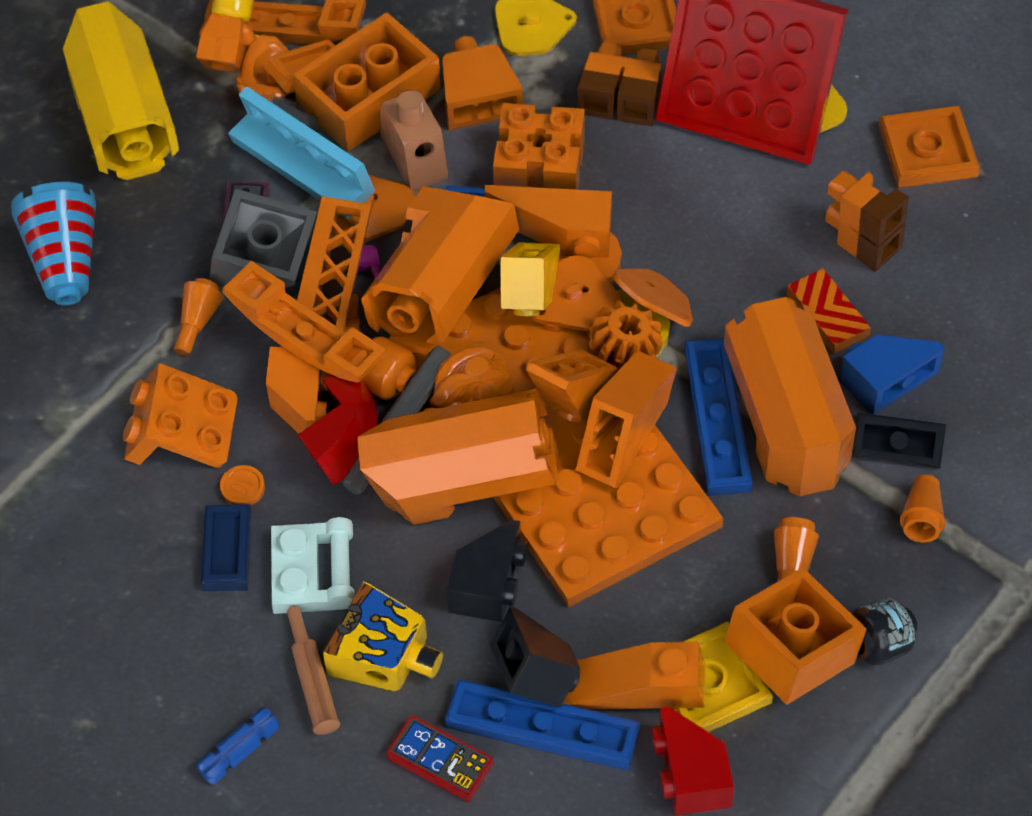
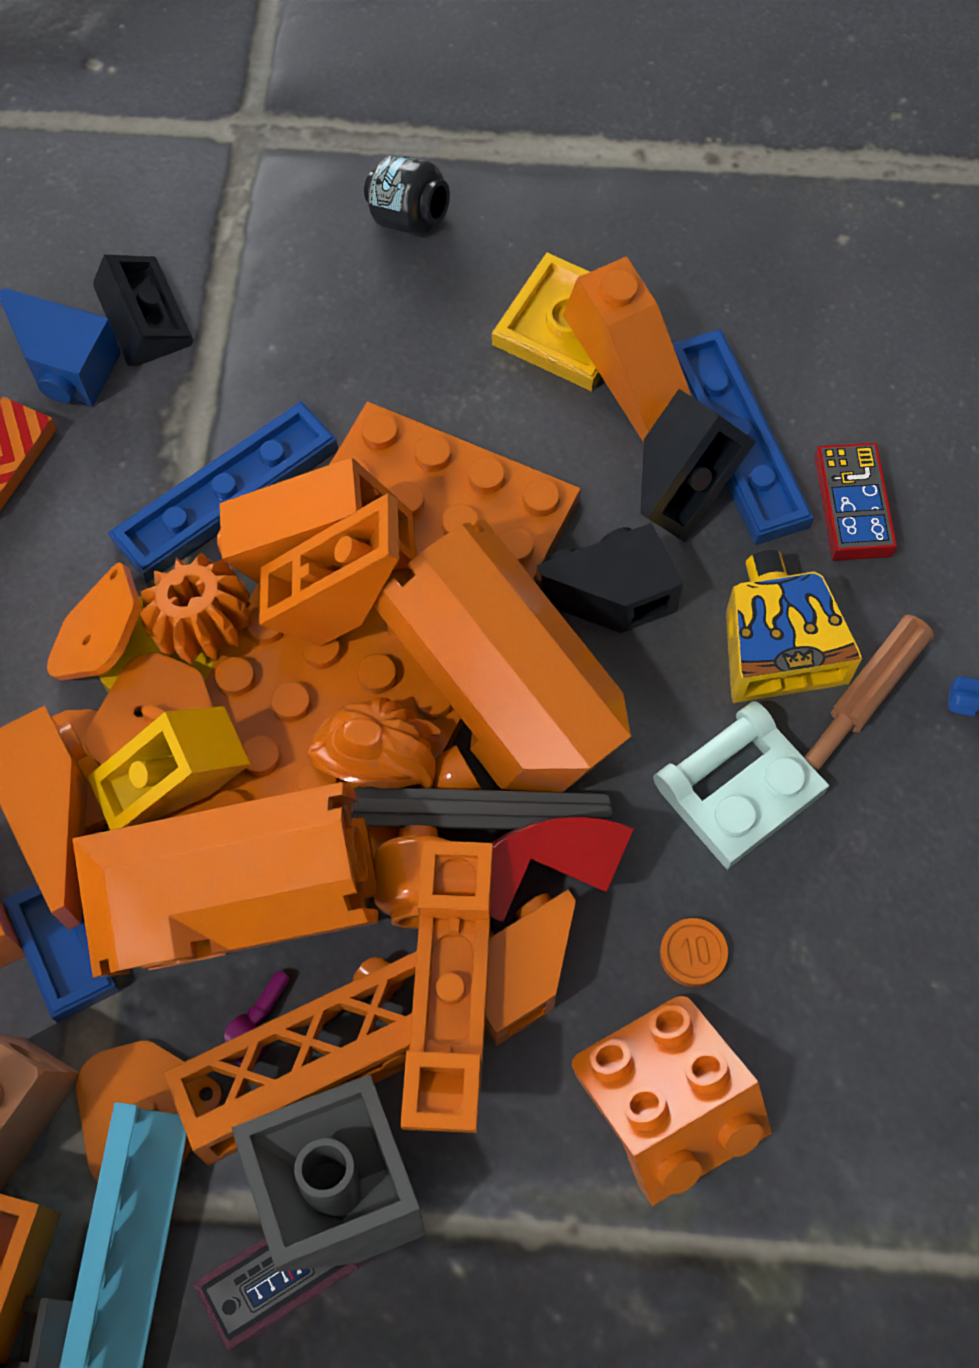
camera: 125 degrees left, 10 degrees up
(199, 303) = (477, 1214): orange cone -> none
(226, 547) = (790, 904): dark blue tile -> none
(695, 763) = (688, 263): red slope -> none
(791, 396) = (168, 395): orange brick -> none
(794, 545) = (360, 317): orange cone -> none
(794, 635) = (478, 241): orange brick -> none
(923, 512) = (225, 234): orange cone -> none

